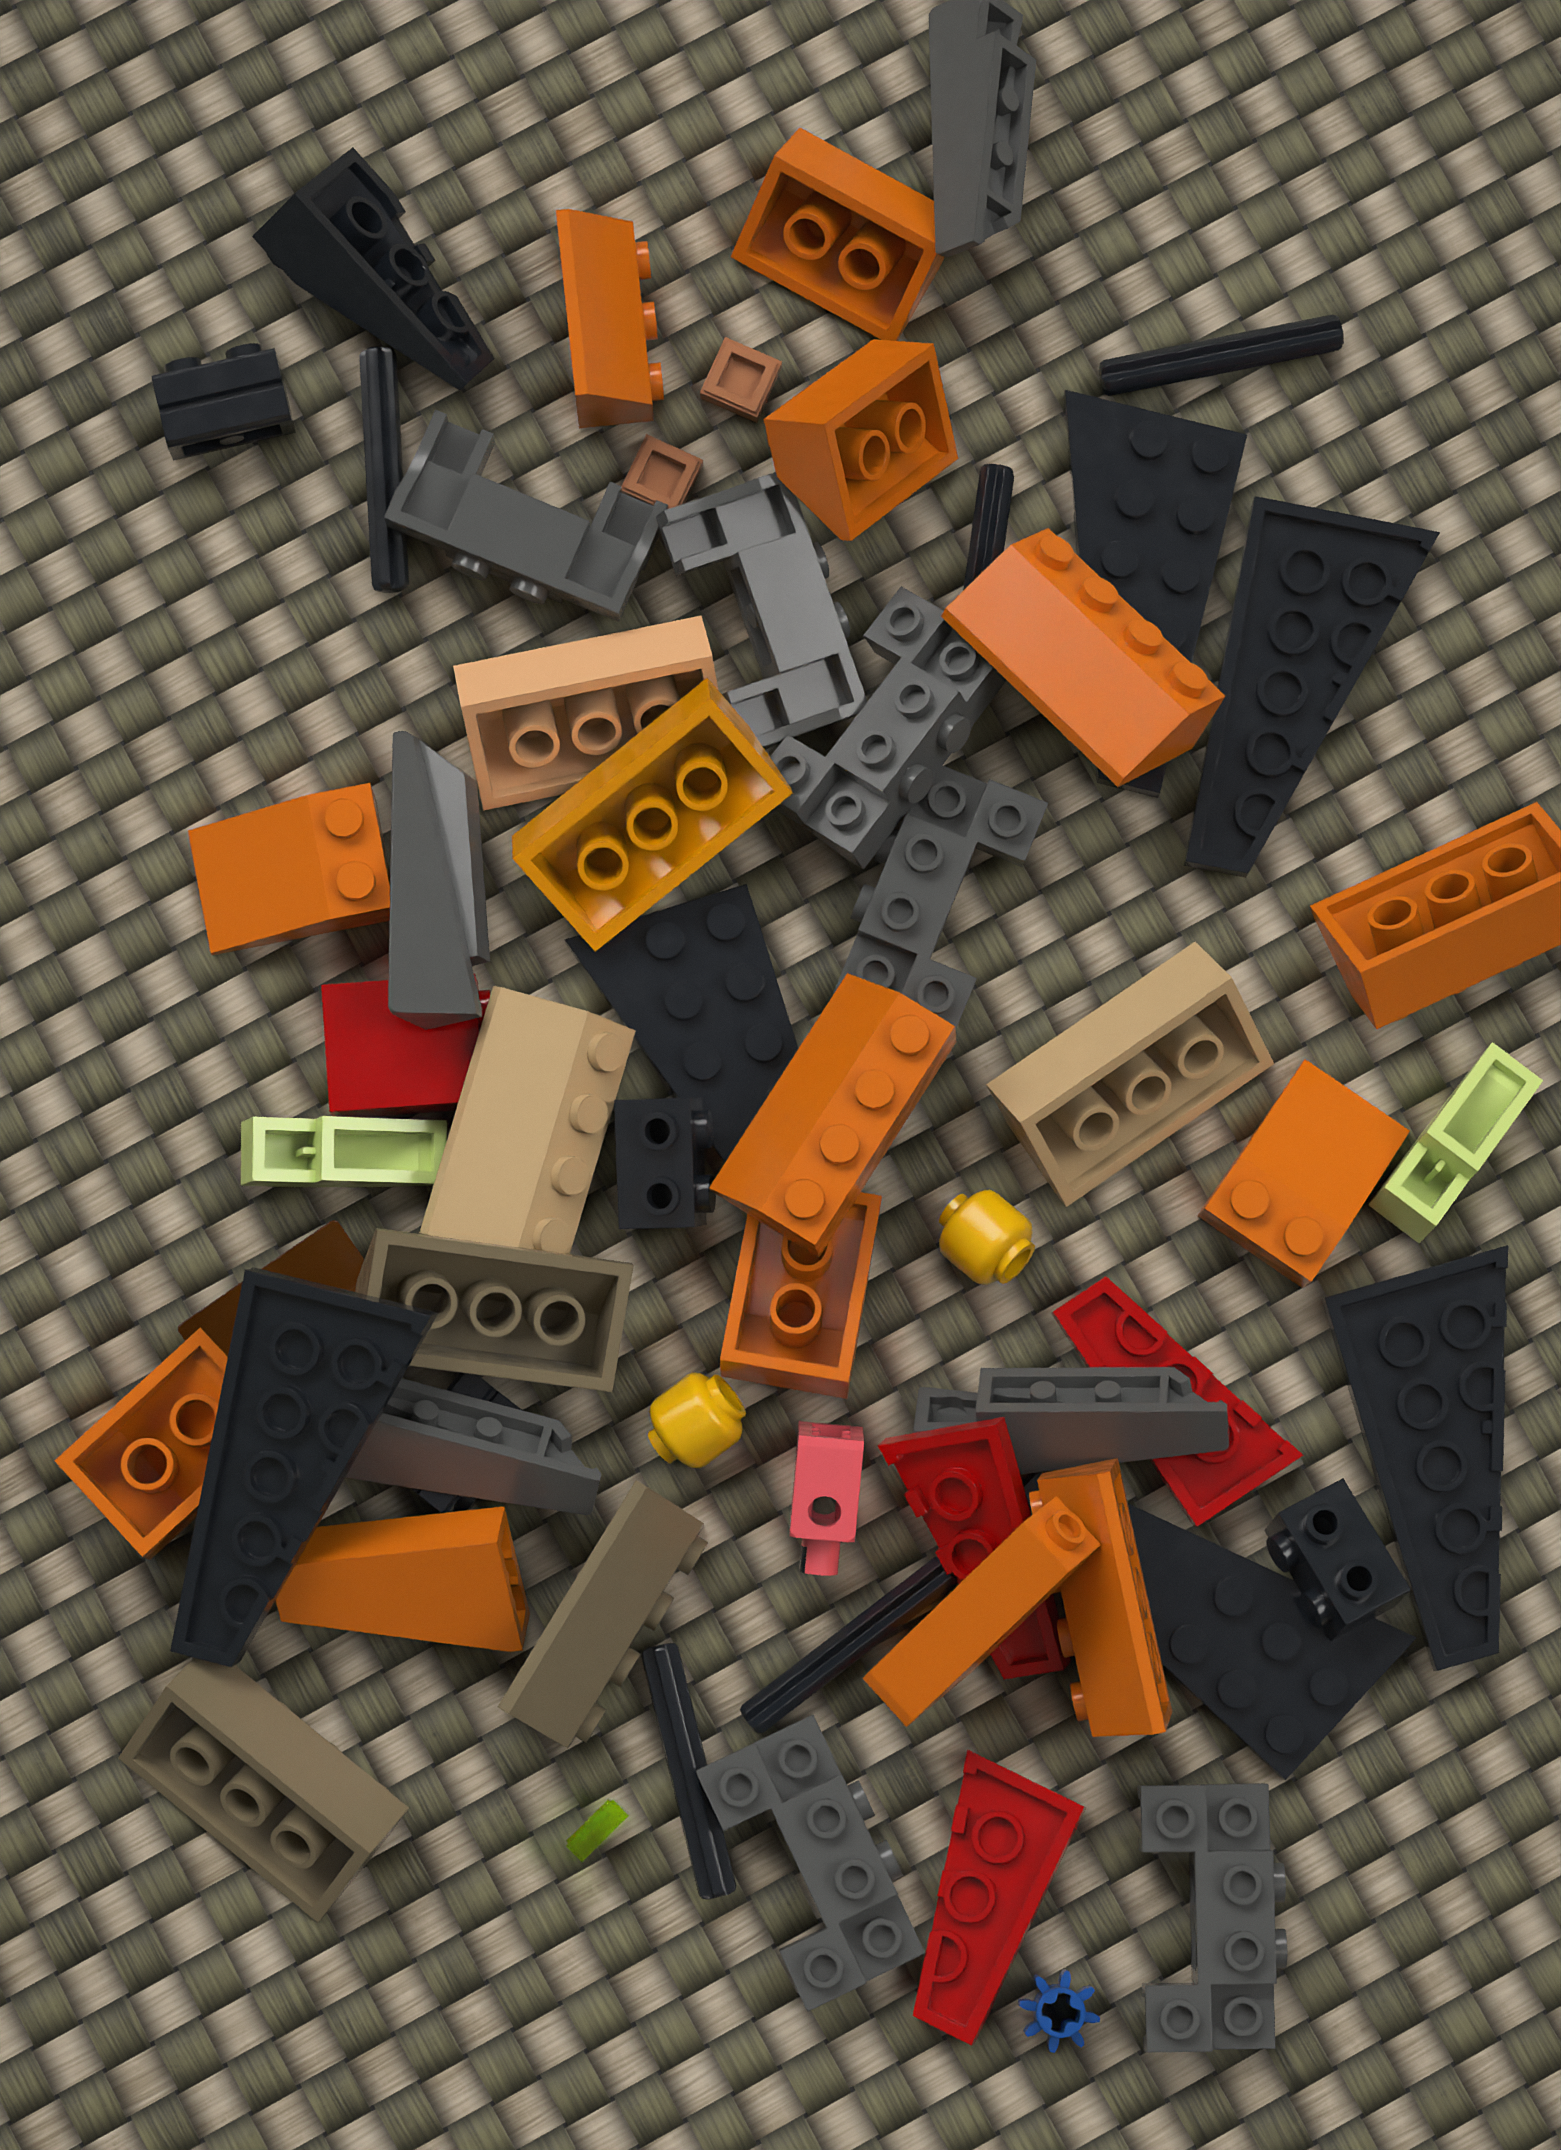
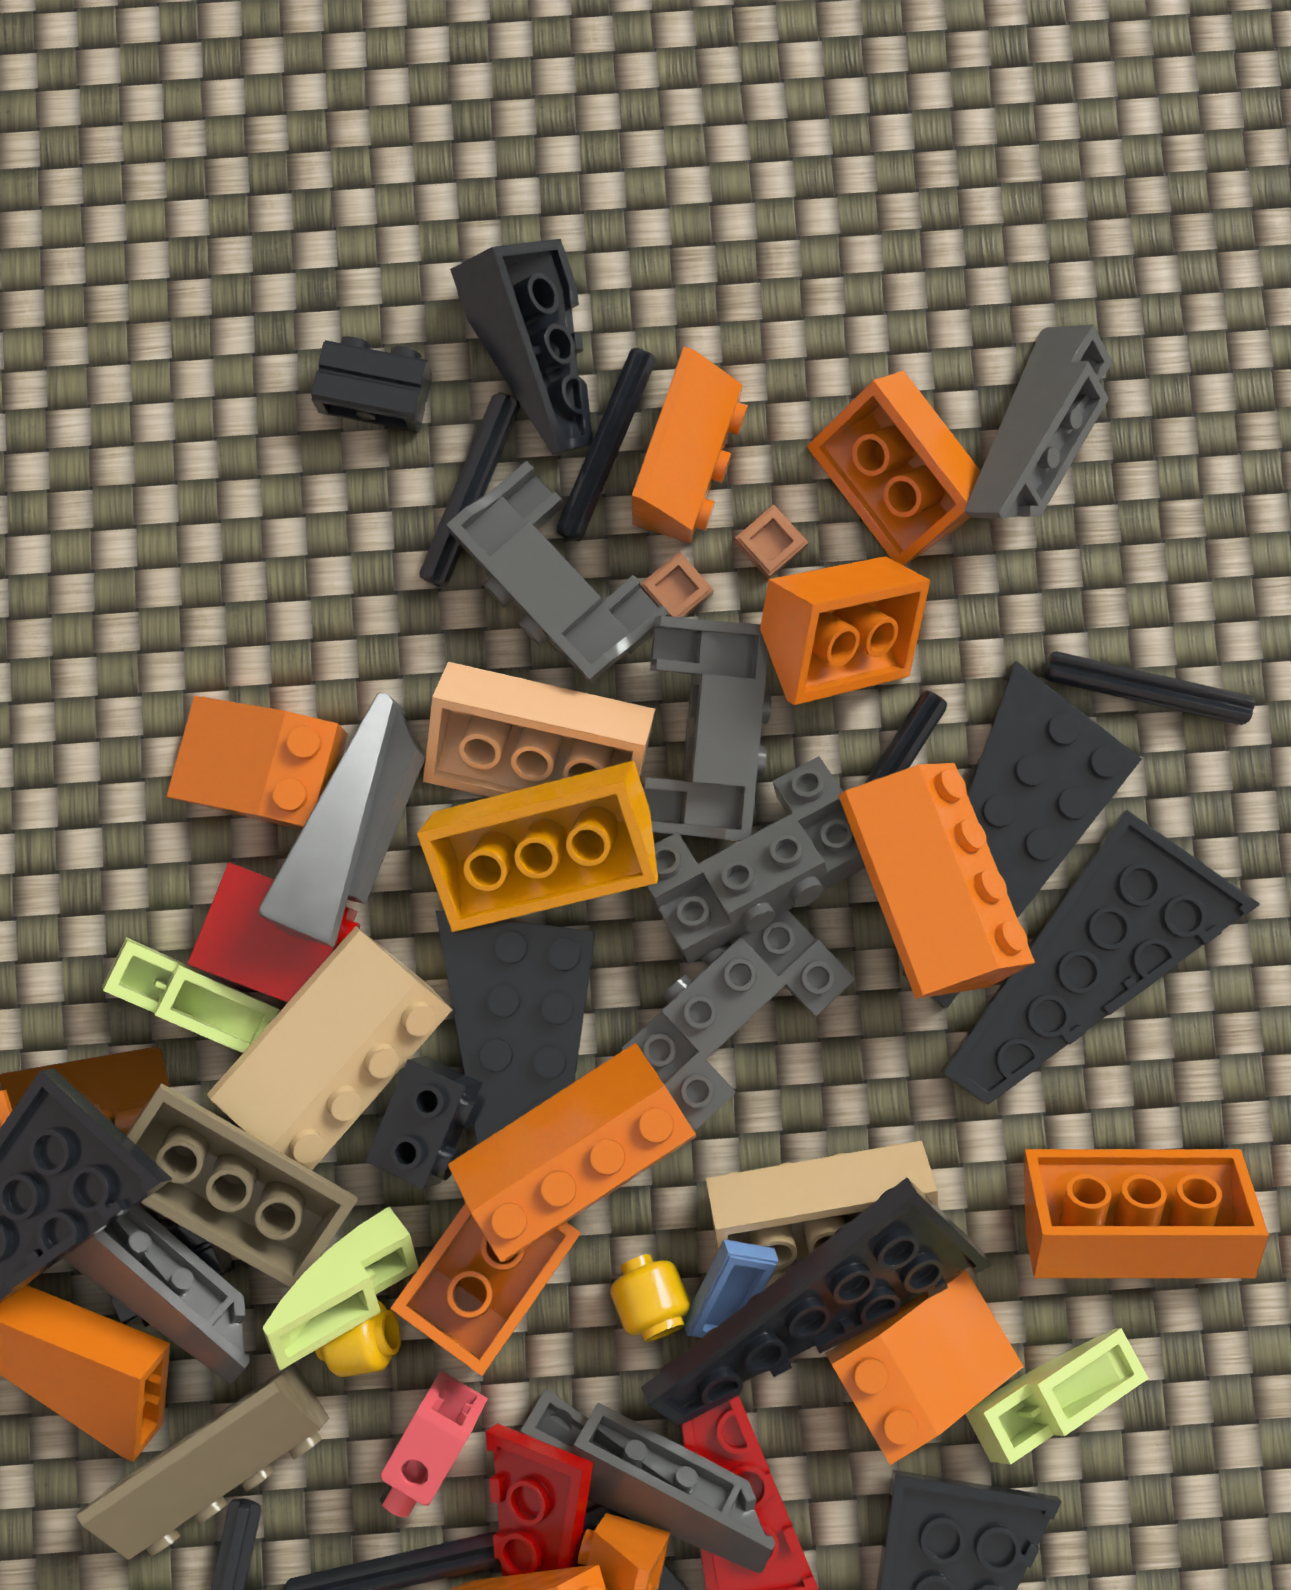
camera: 30 degrees right, 0 degrees up
(510, 353) = (606, 444): none -> black axle
(659, 1363) = (340, 1288): none -> yellowish green slope
(1066, 1187) = (732, 1279): none -> medium blue tile
(1170, 1141) = (824, 1299): none -> black wing

